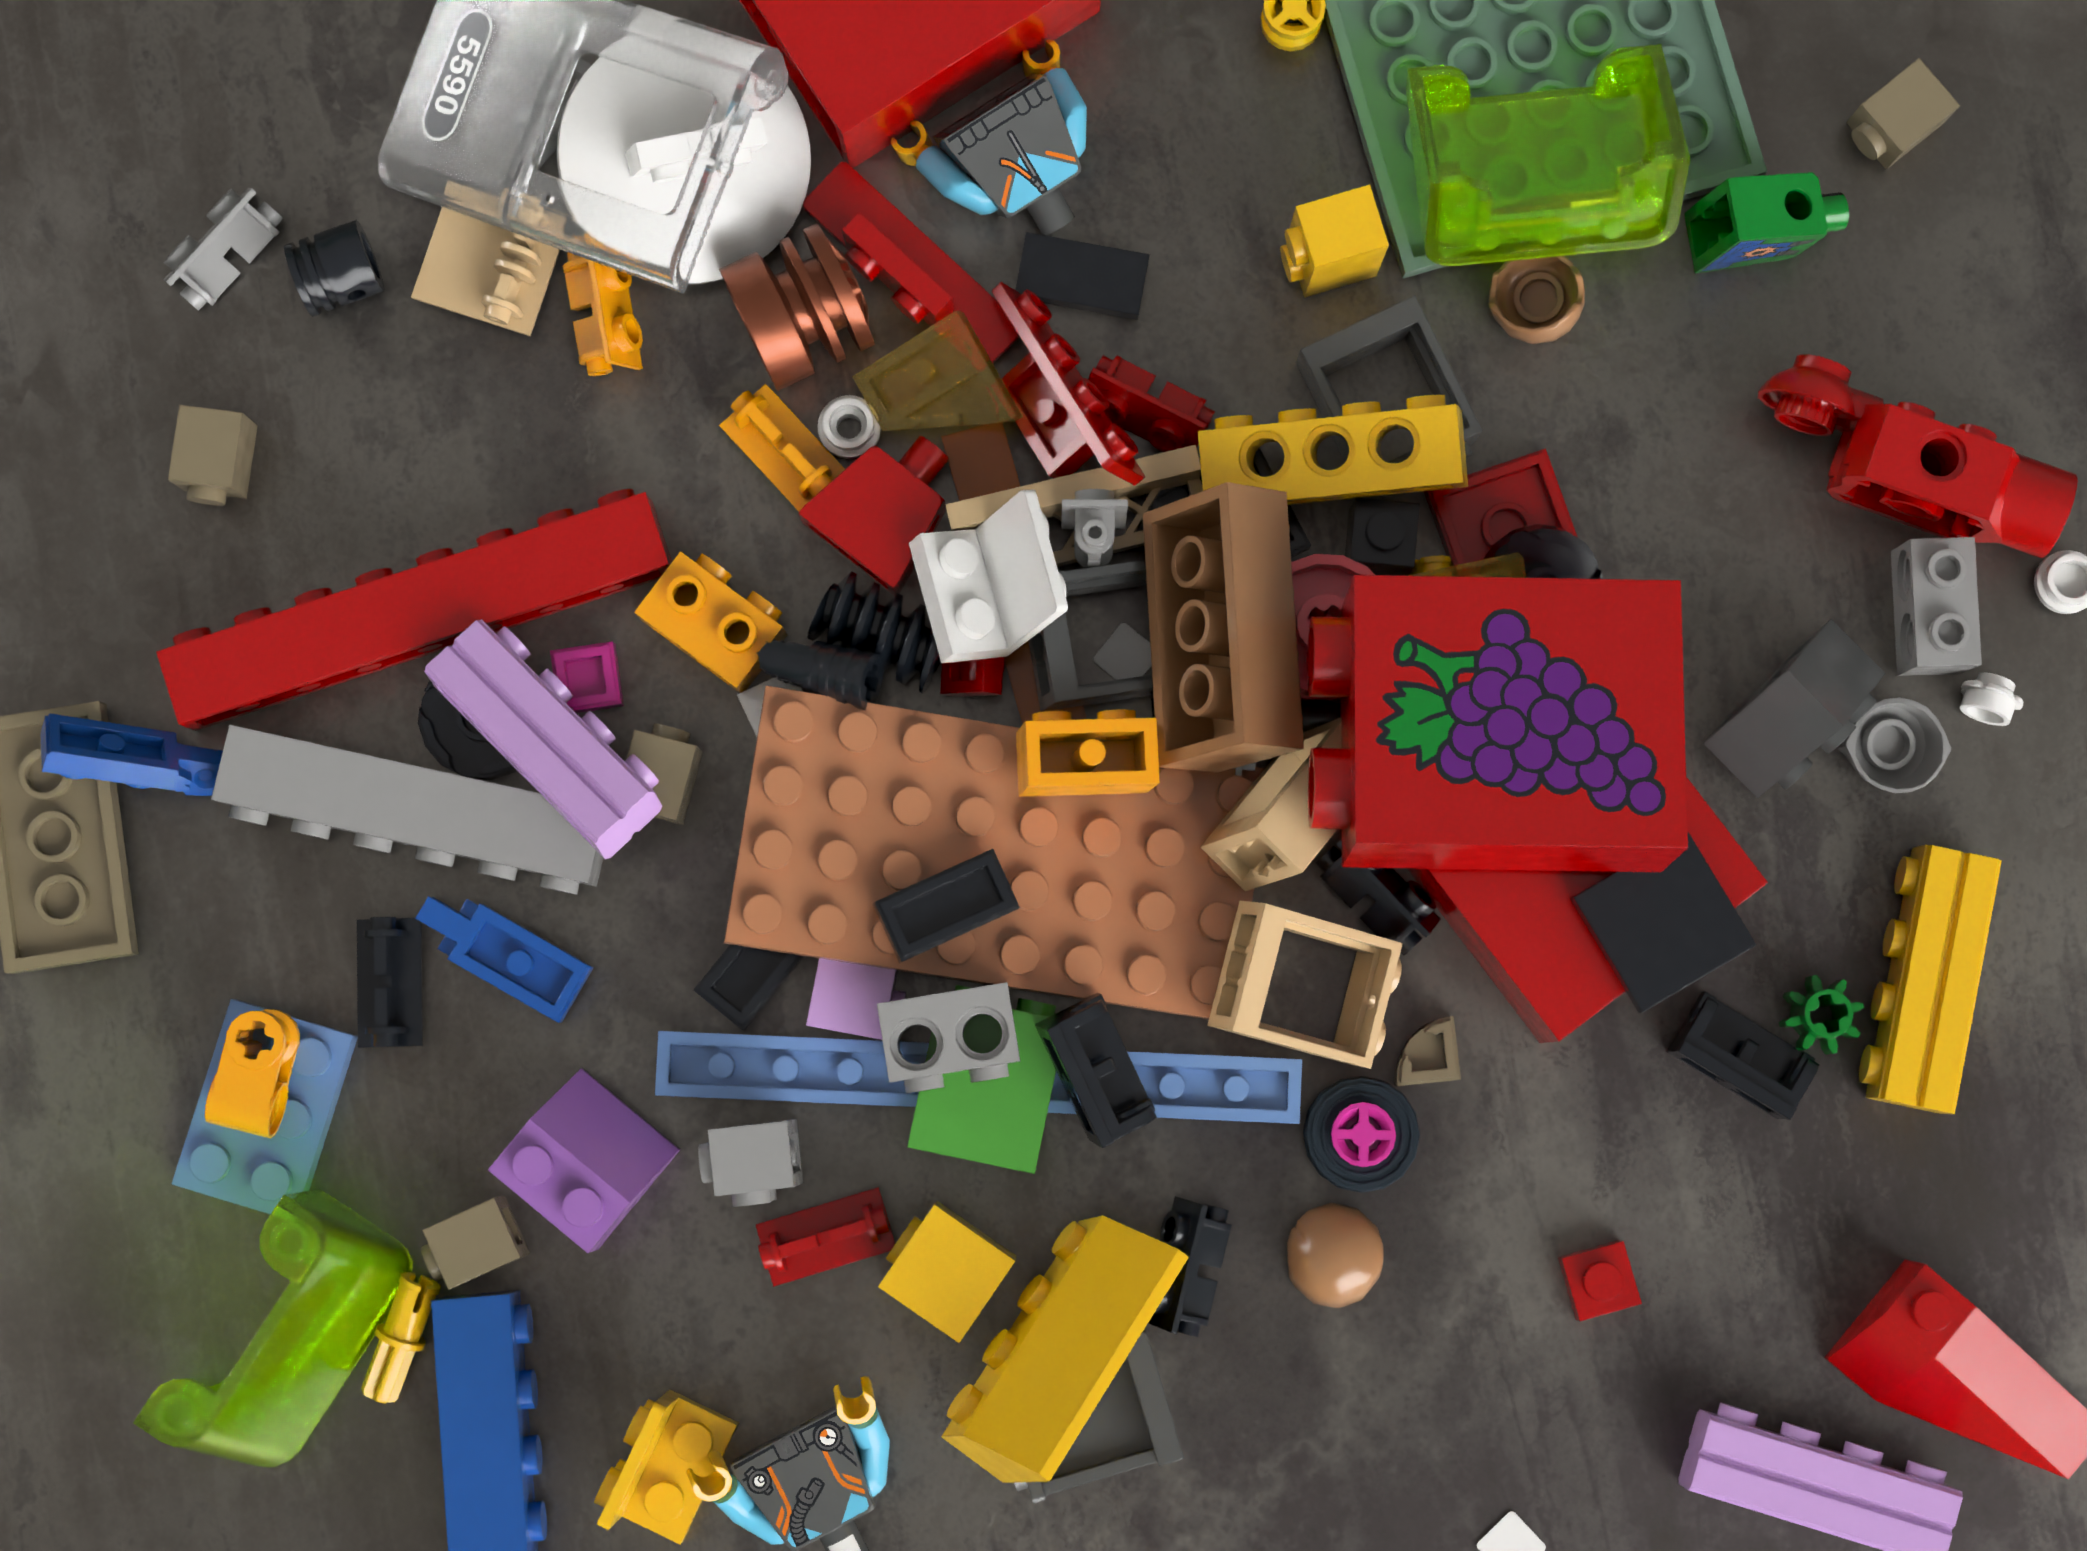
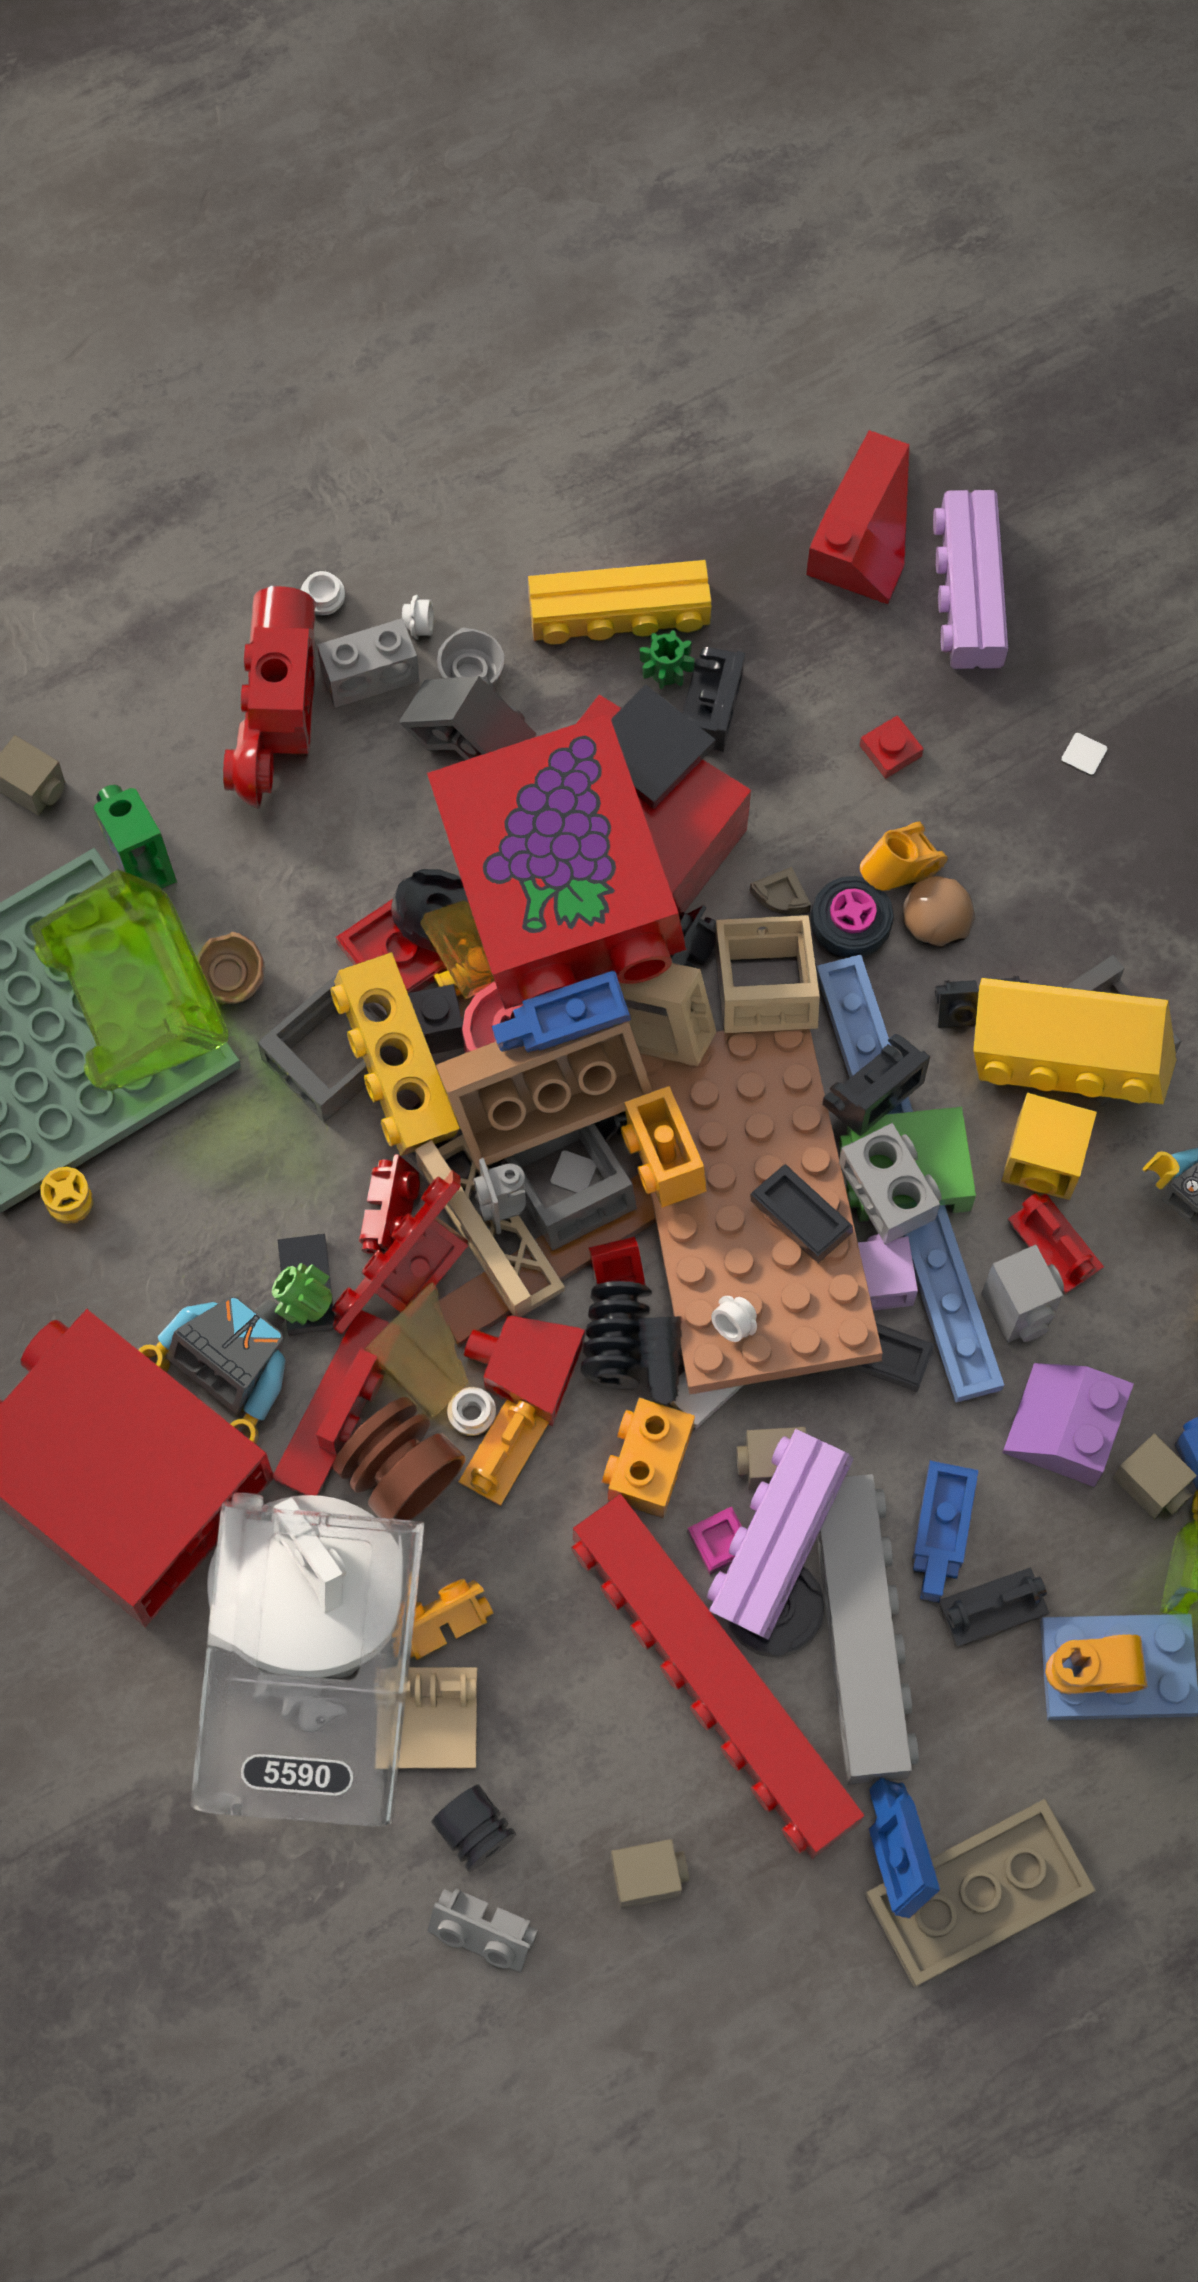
camera: 110 degrees left, 15 degrees down
(825, 766) = (734, 1318): none -> white plate
(990, 583) = (559, 1249): white bracket -> none
(1055, 253) = (302, 1294): none -> bright green gear
(1279, 664) = (564, 1014): none -> blue hinge
(1334, 241) = (234, 1106): yellow brick -> none
(1420, 1227) = (901, 858): none -> light orange piece

